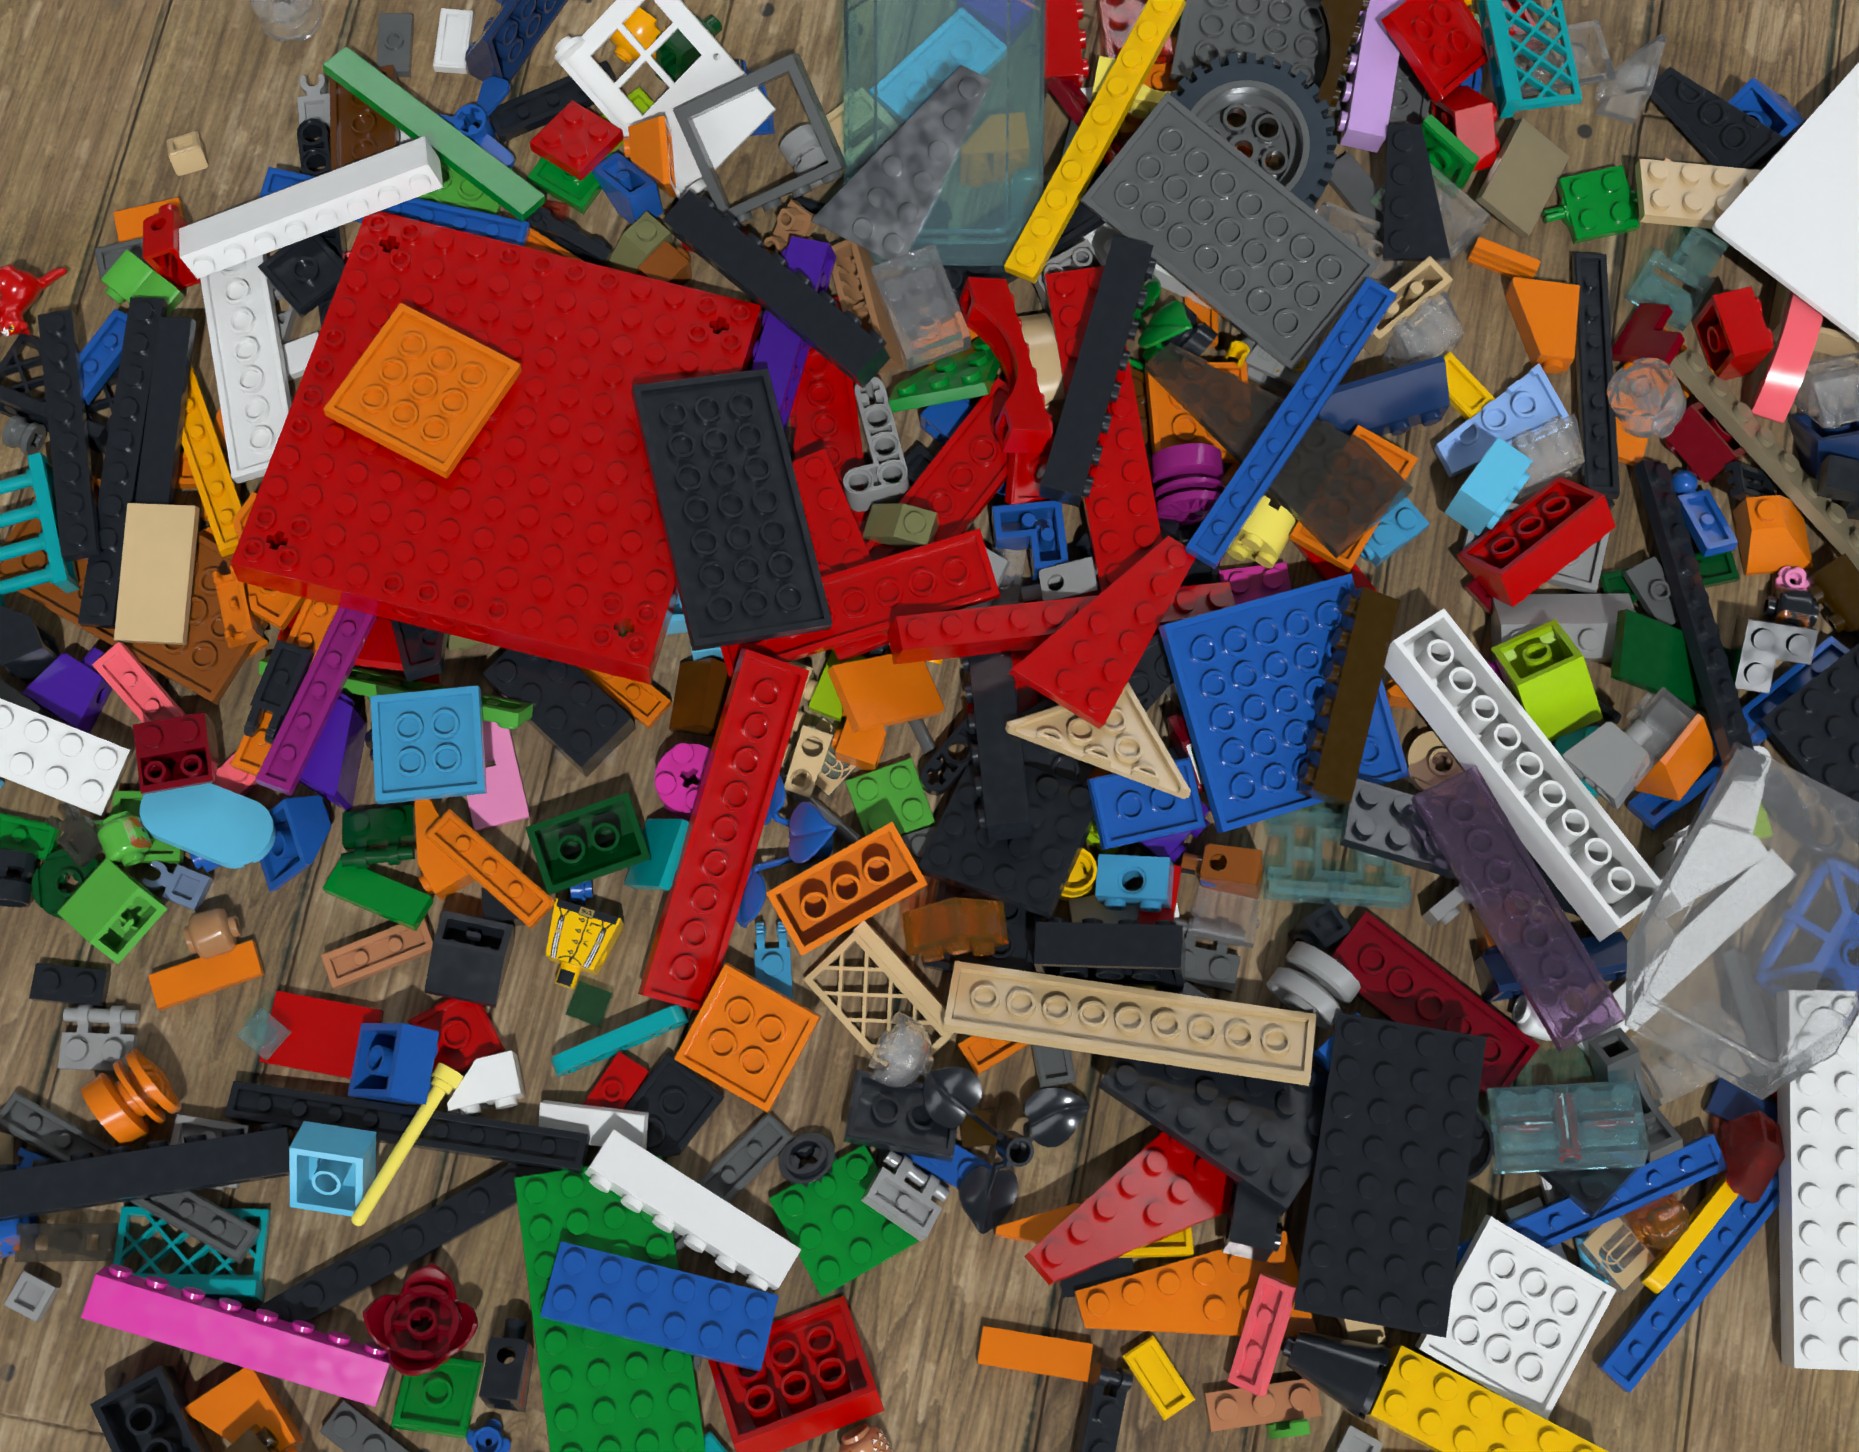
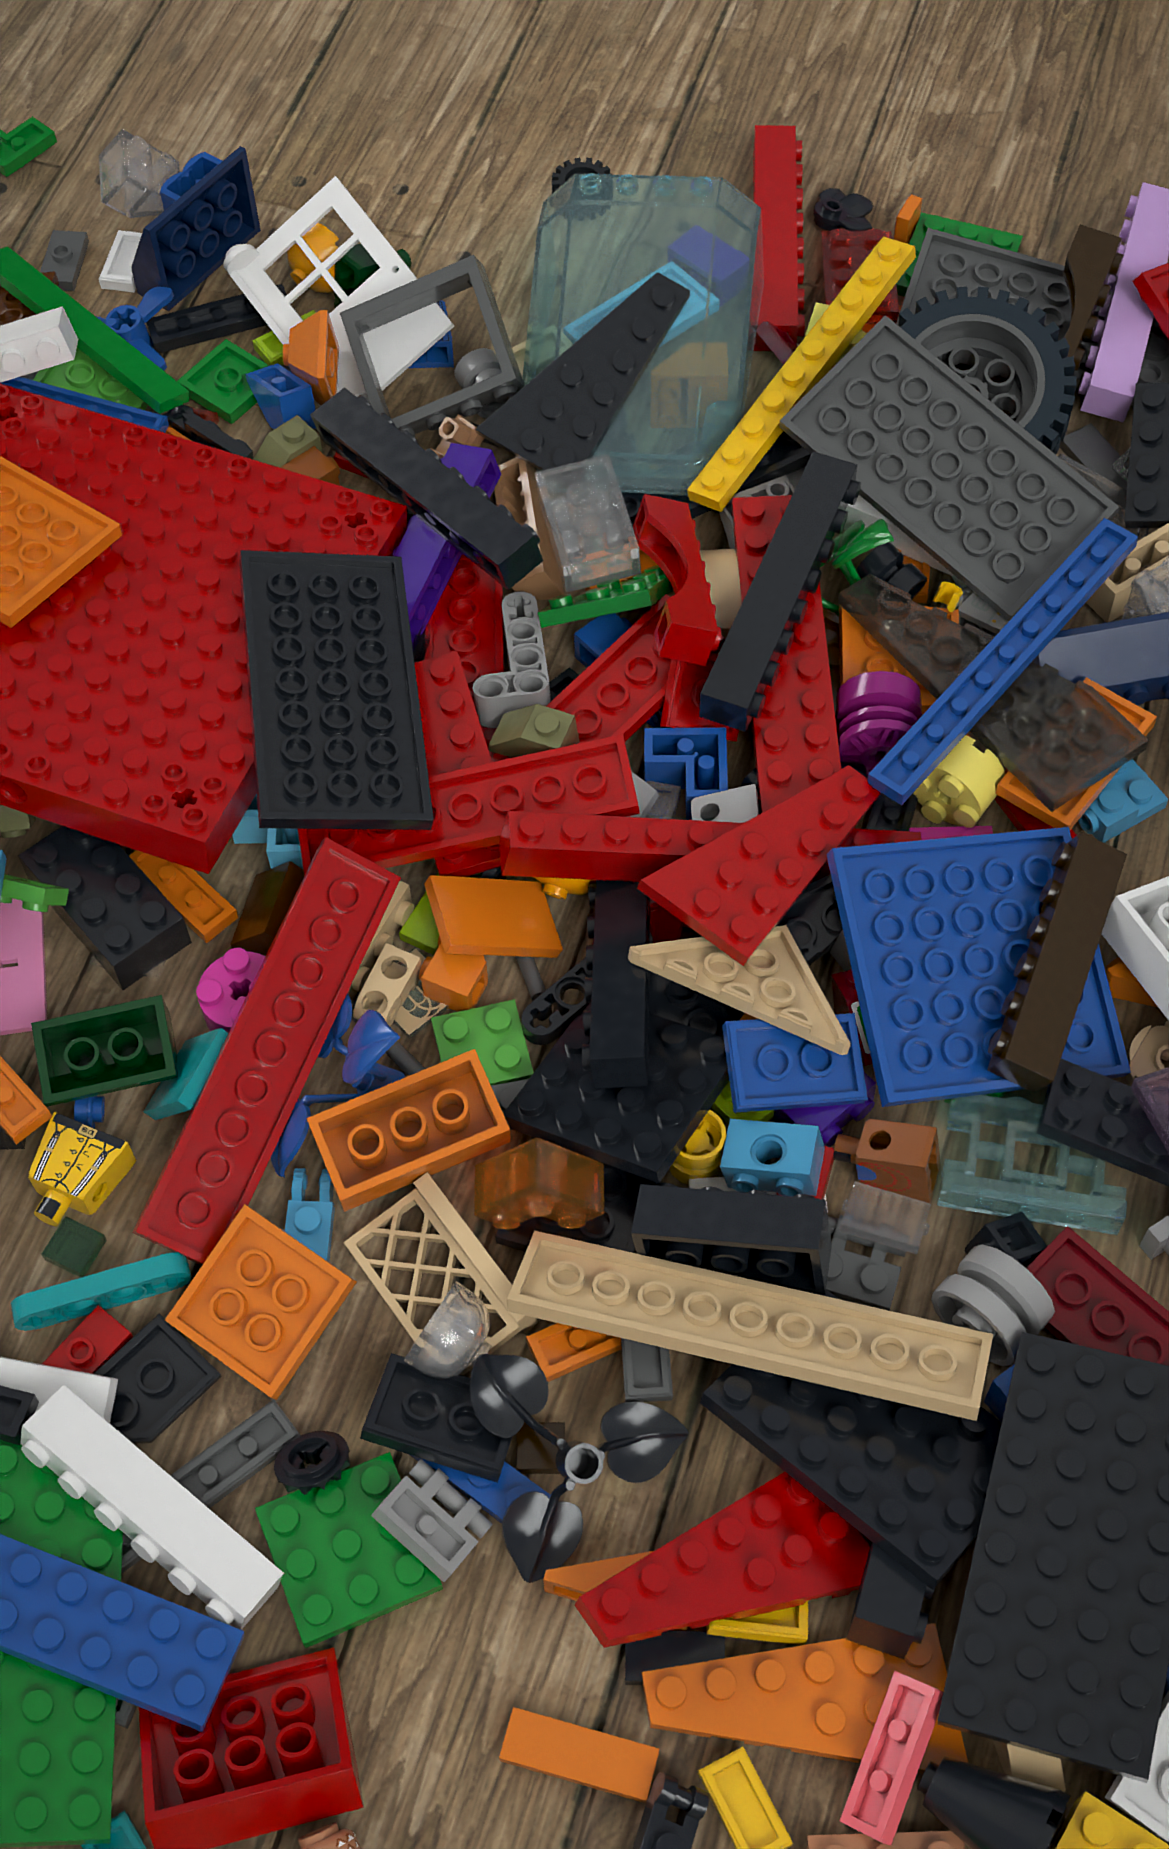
camera: 10 degrees right, 15 degrees down
(576, 140) = (234, 348): red plate -> none

